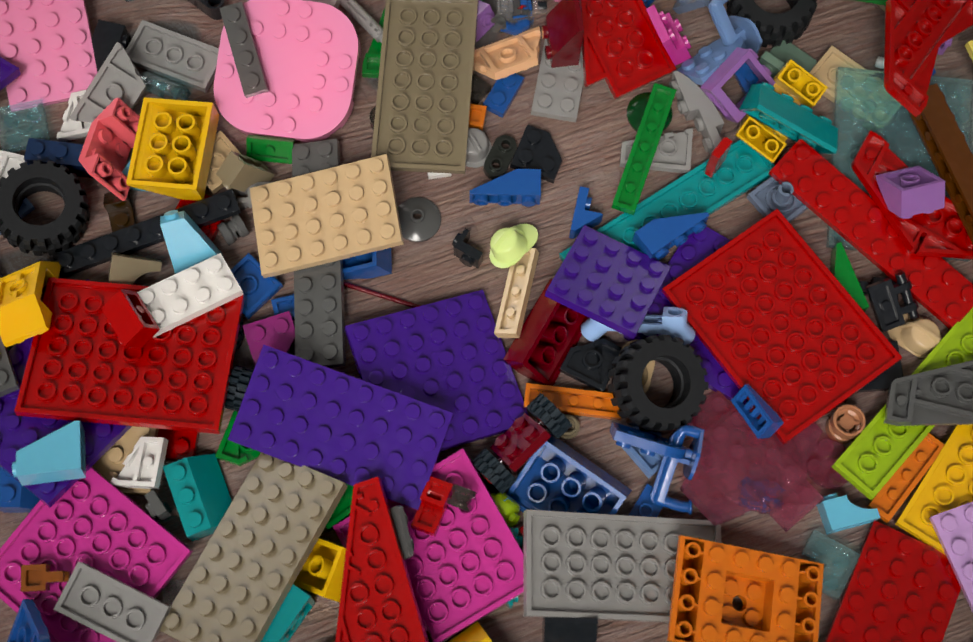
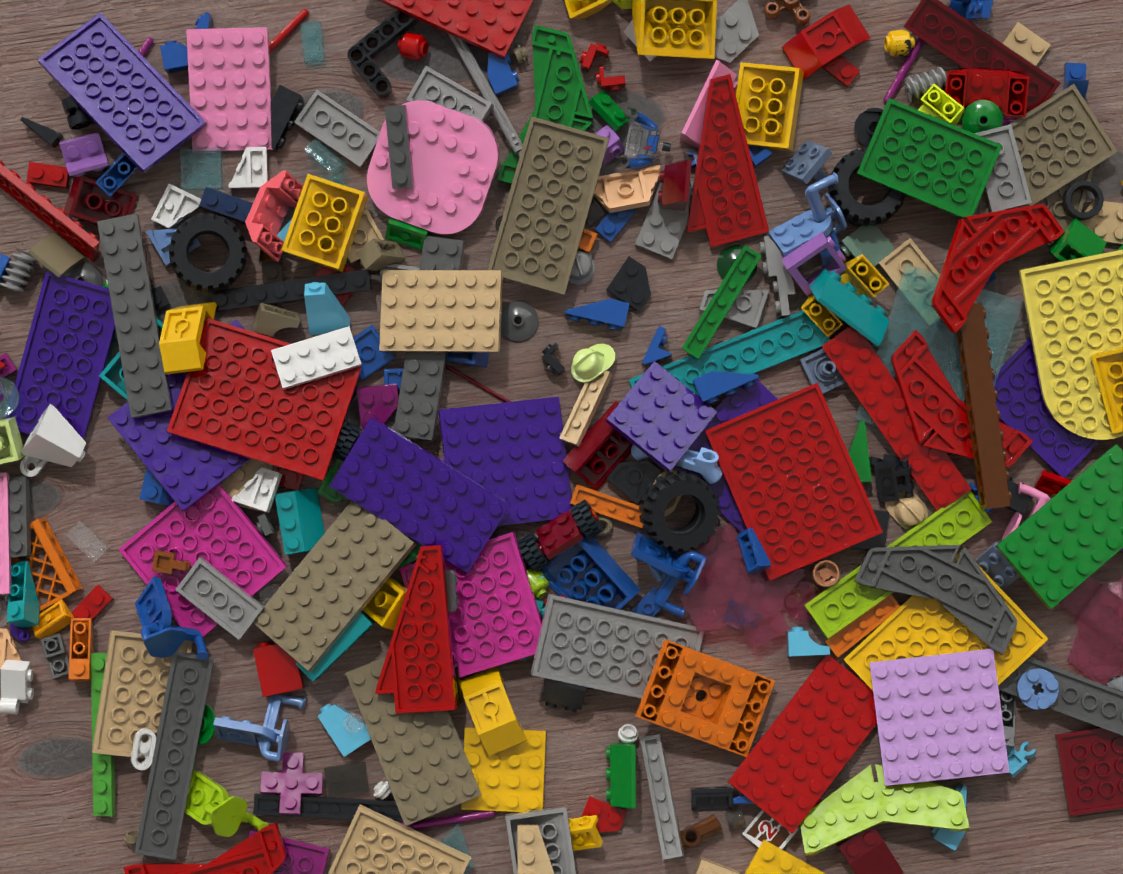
camera: 20 degrees right, 15 degrees up
(53, 457) = (193, 476): medium azure slope -> none
(114, 79) = (284, 153): light grey wing -> none
(130, 319) = (268, 373): red brick -> none
(233, 229) = (361, 301): dark grey wheel -> none
(432, 506) = (479, 573): red slope -> none
(461, 497) = (502, 572): clear smoke wheel -> none
(501, 156) = (599, 280): pearl dark grey plate -> none
(670, 36) = (769, 202): dark pink plate -> none
(718, 157) = (774, 331): red tile -> none
(837, 562) = (788, 679): clear light blue plate -> none
(912, 191) = (931, 394): medium lavender slope -> none

